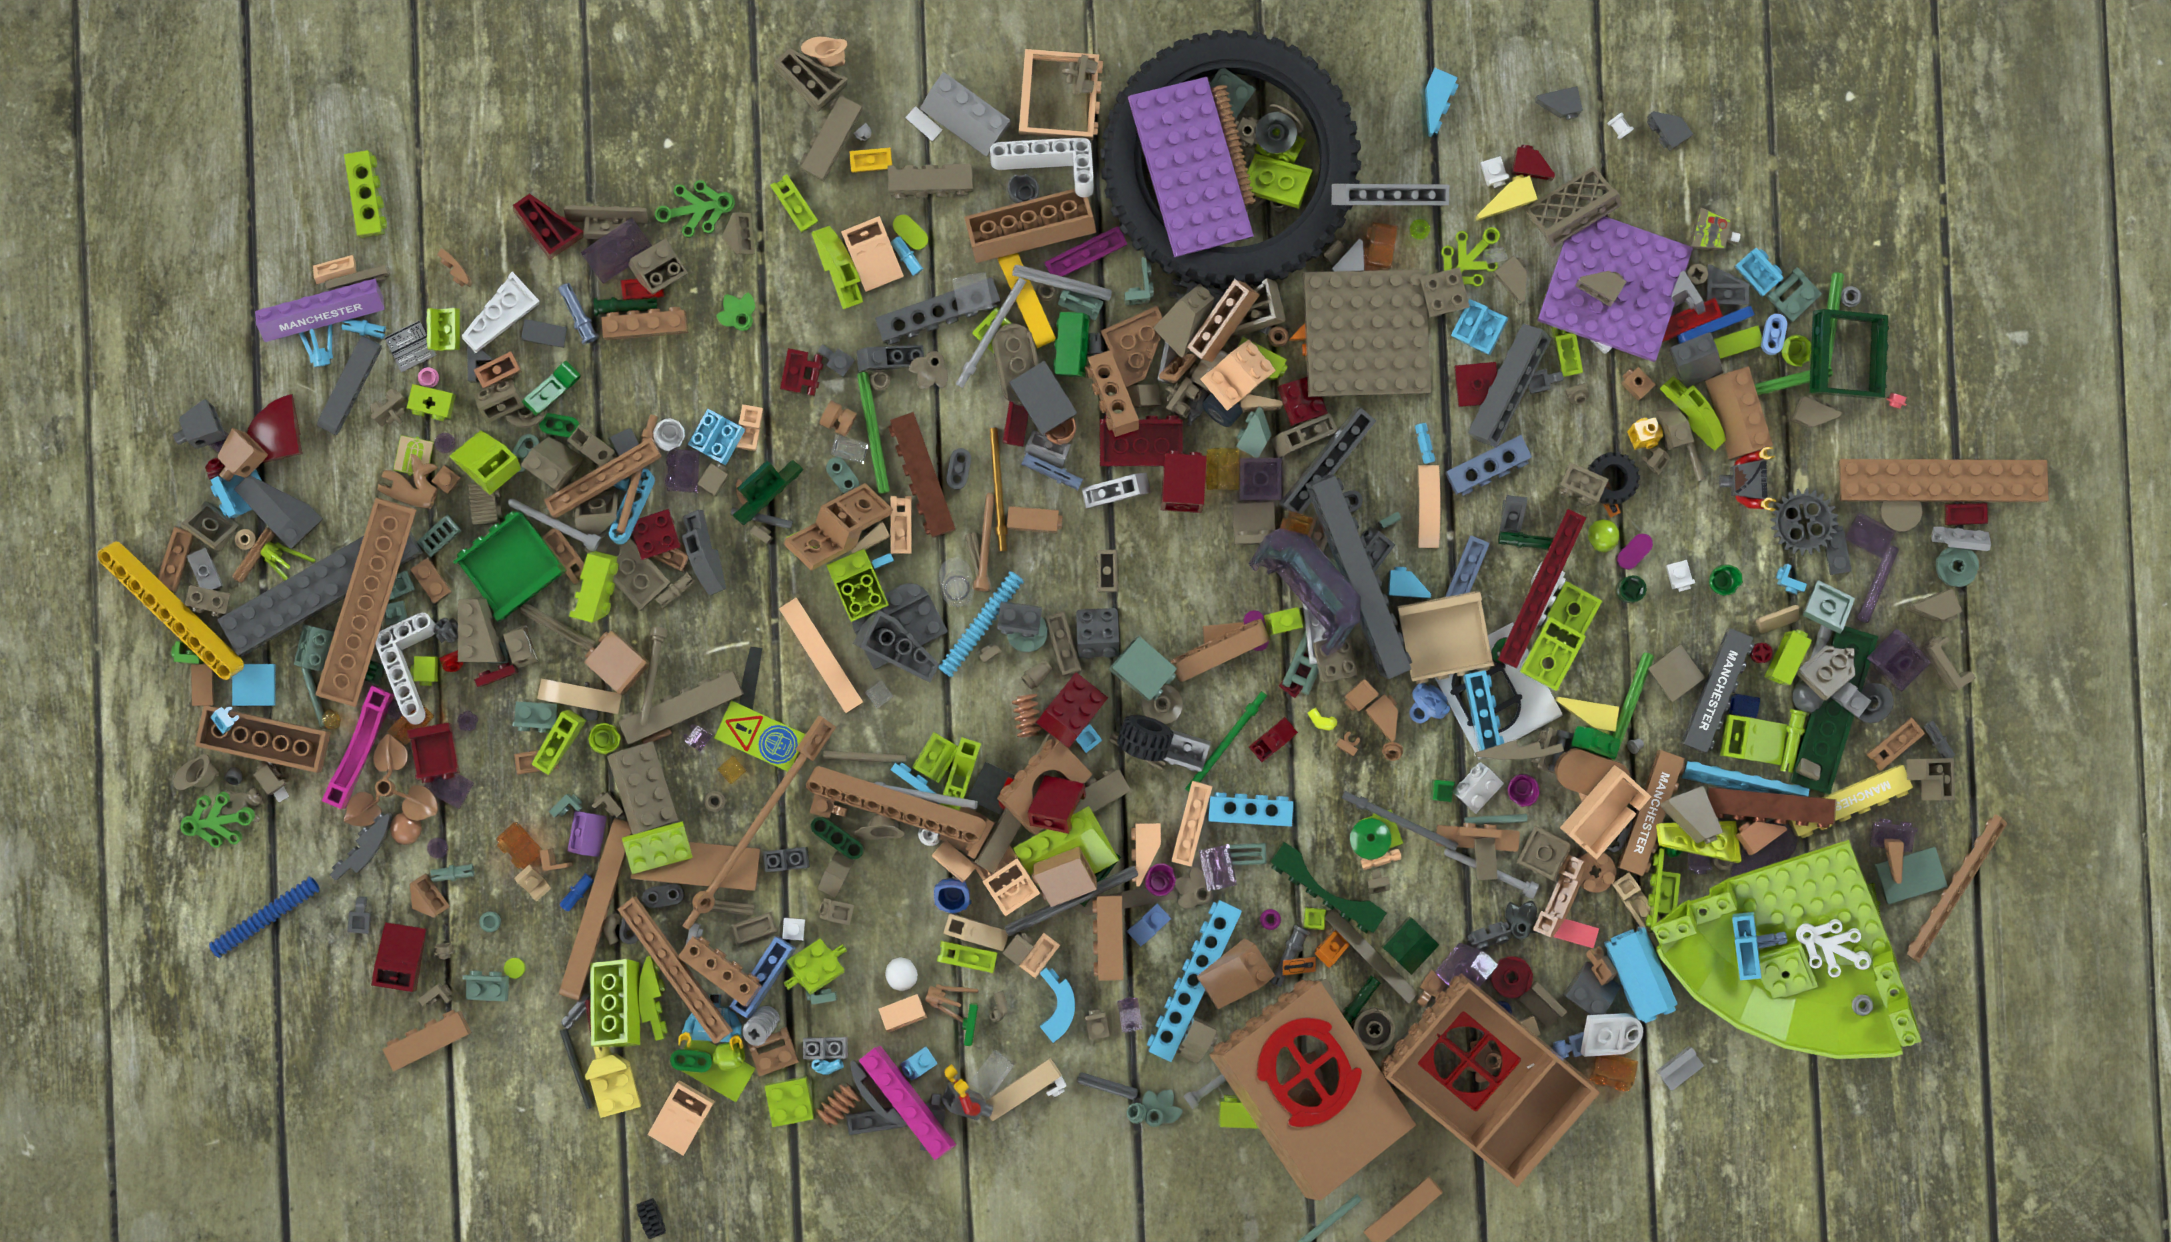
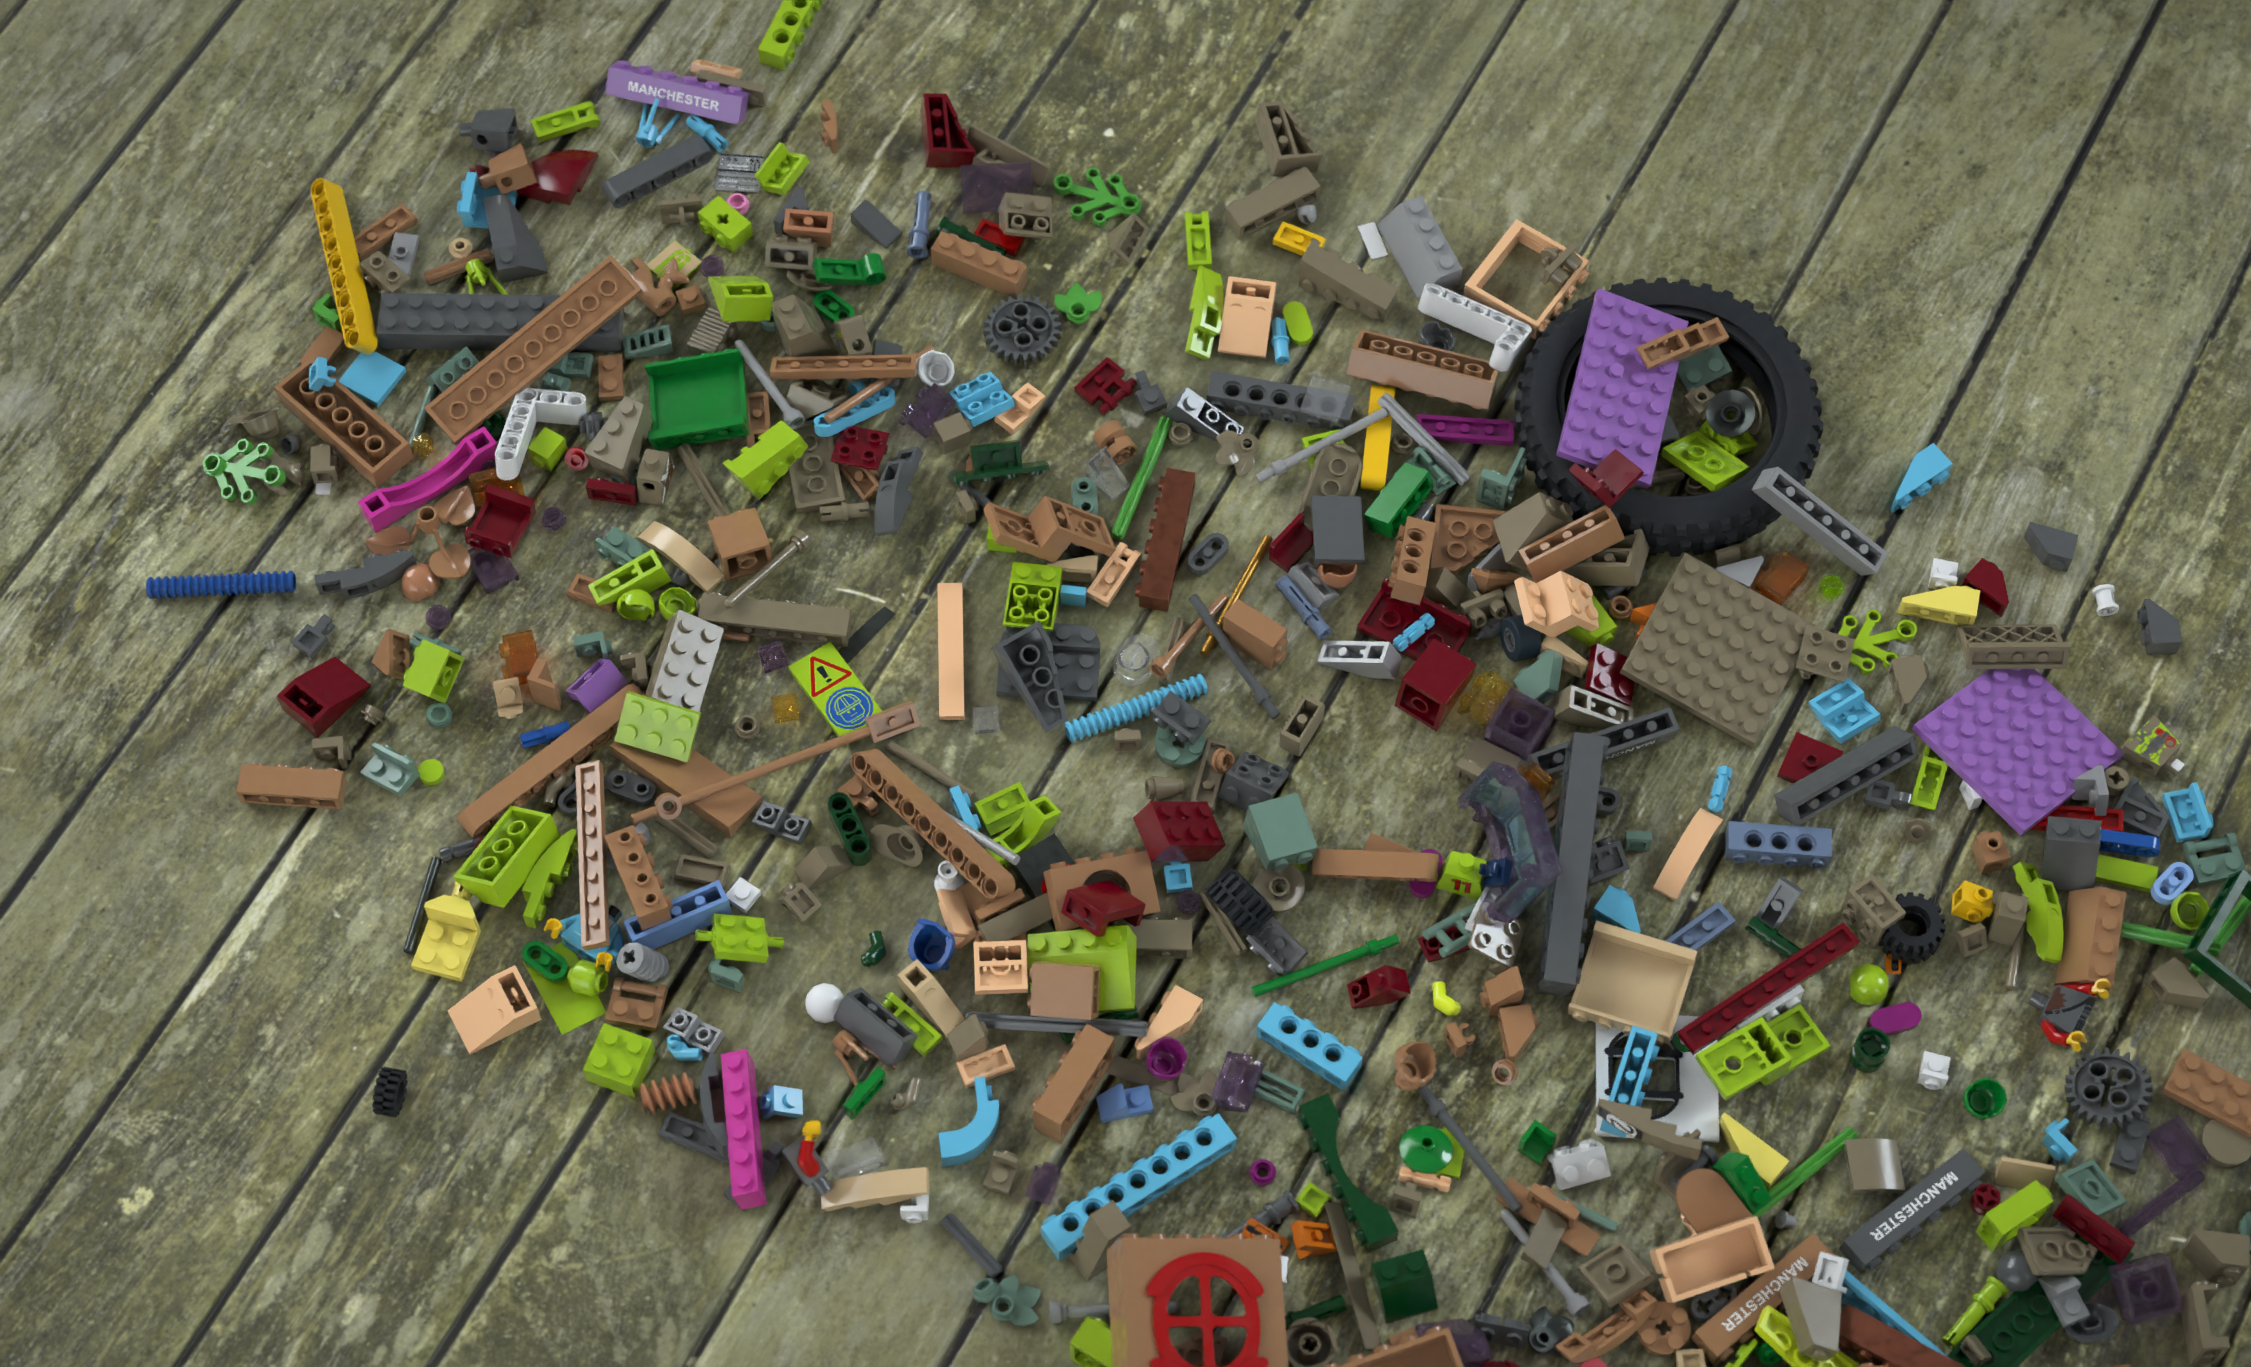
camera: 35 degrees right, 25 degrees down
(210, 526) = (436, 219): dark tan slope -> none
(248, 383) = (565, 121): none -> lime plate
(468, 899) = (433, 671): none -> lime brick
(505, 308) = (843, 182): white wing -> none
(574, 756) = (636, 605): none -> lime hair
(707, 379) = (1022, 329): none -> dark grey gear
(827, 50) = (1318, 130): light nougat piece -> none
(902, 1013) = (799, 1041): light nougat hinge -> none
(913, 917) = (876, 951): none -> dark green arm
(949, 974) = (875, 1026): none -> dark grey brick
(1026, 716) = (1122, 825): nougat piece -> none
(1063, 560) = (1260, 694): none -> dark grey bar
(1068, 632) = (1222, 760): none -> medium nougat plate
(1110, 751) = (1188, 908): none -> clear purple plate
(1144, 449) = (1413, 632): none -> medium azure axle
(1191, 823) = (1236, 1023): light nougat plate -> none
(1215, 105) = (1682, 343): none -> medium nougat slope
(1225, 259) = (1609, 478): none -> dark red bracket
(1230, 133) = (1676, 412): medium nougat piece -> none
(1235, 974) = (1187, 1200): medium nougat slope -> none
(1310, 612) = (1496, 872): none -> dark blue tile
(1330, 784) = (1414, 1065): none -> medium nougat hair
(1429, 700) = (1575, 1042): medium blue tile -> none
(1523, 790) = (1630, 1192): magenta hair -> none
(1602, 286) = (2002, 725): dark tan slope -> none
(1688, 775) = (1830, 1272): none -> white bracket
(1744, 705) = (1936, 1241): clear blue panel -> none
(1753, 739) = (1927, 1284): lime slope -> none
(1845, 638) = (2093, 1229): none -> dark red tile

